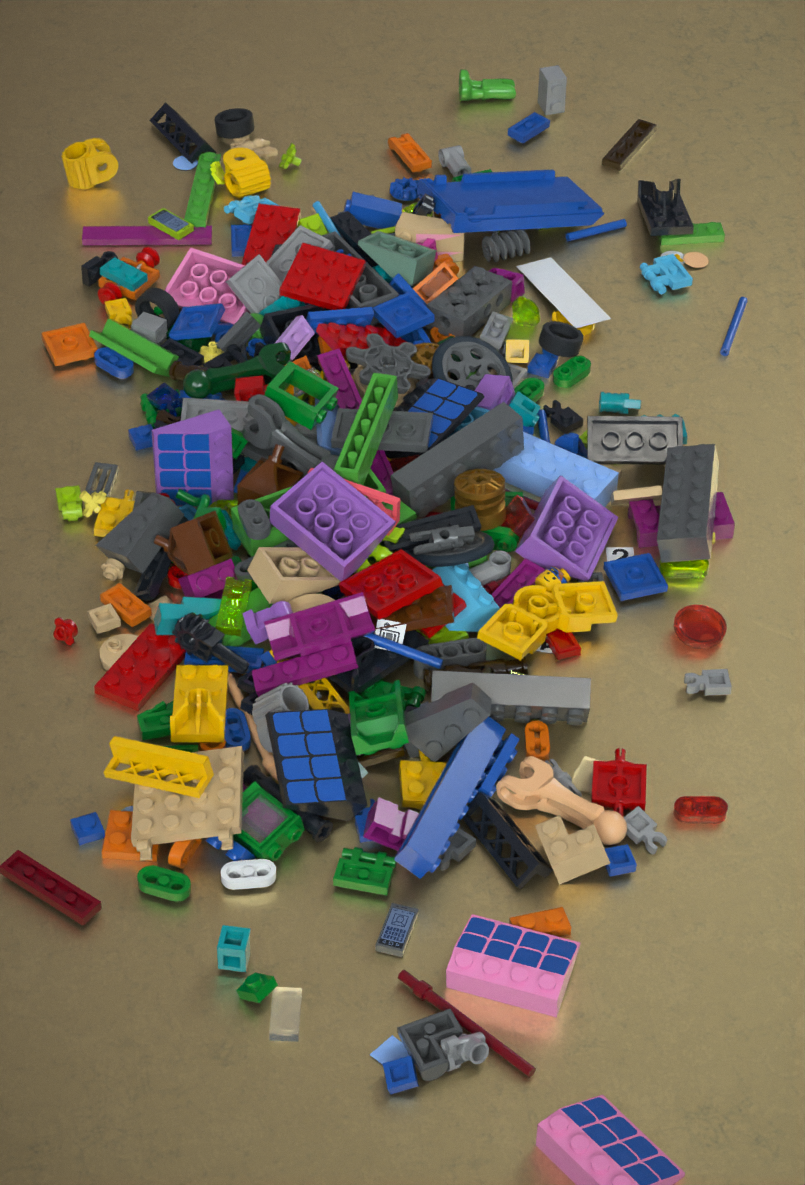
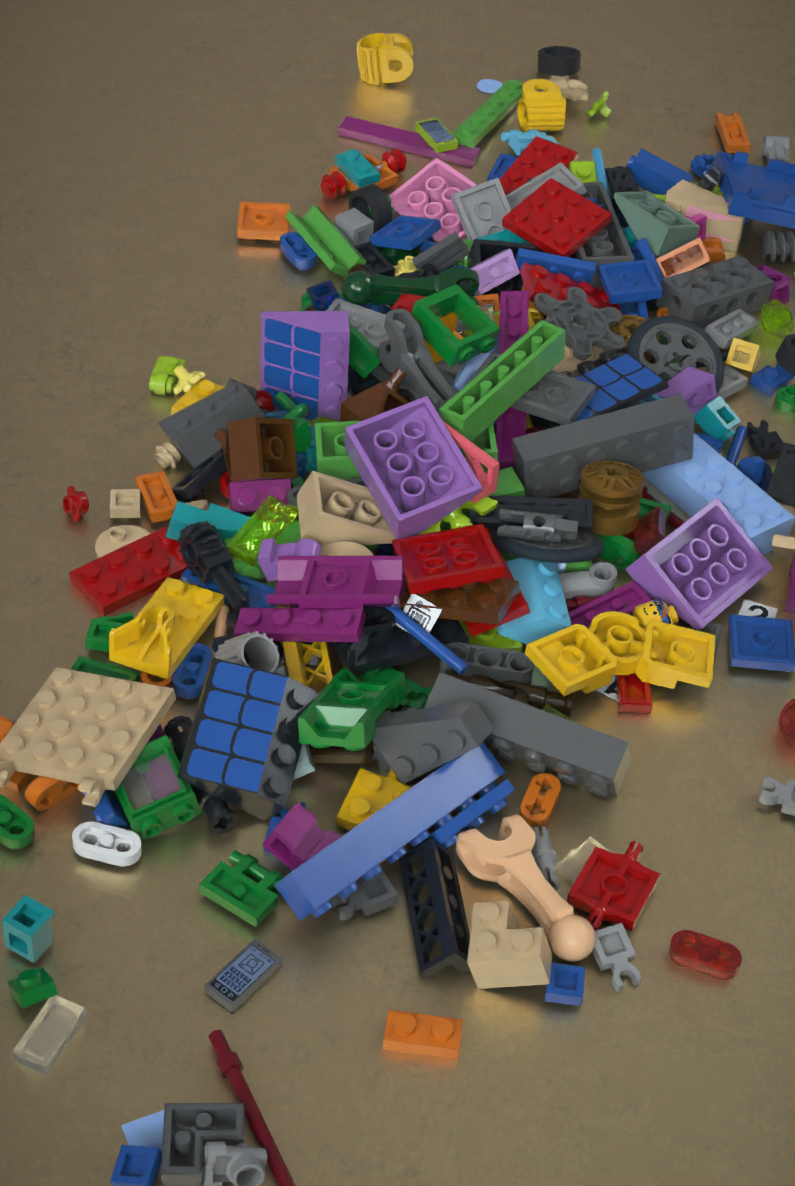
camera: 20 degrees right, 0 degrees up
(91, 269) = (327, 154): black plate -> none
(111, 480) = (217, 365): dark grey tile -> none
(119, 311) = (334, 202): yellow plate -> none
(163, 763) = (73, 679): yellow fence -> none
(182, 128) = (502, 52): black fence -> none
(217, 172) = (512, 99): neon yellow piece -> none
(254, 519) = (330, 441): dark grey plate -> none
(512, 965) = (357, 1072): bright pink slope -> none
(531, 388) = (741, 401): green plate -> none

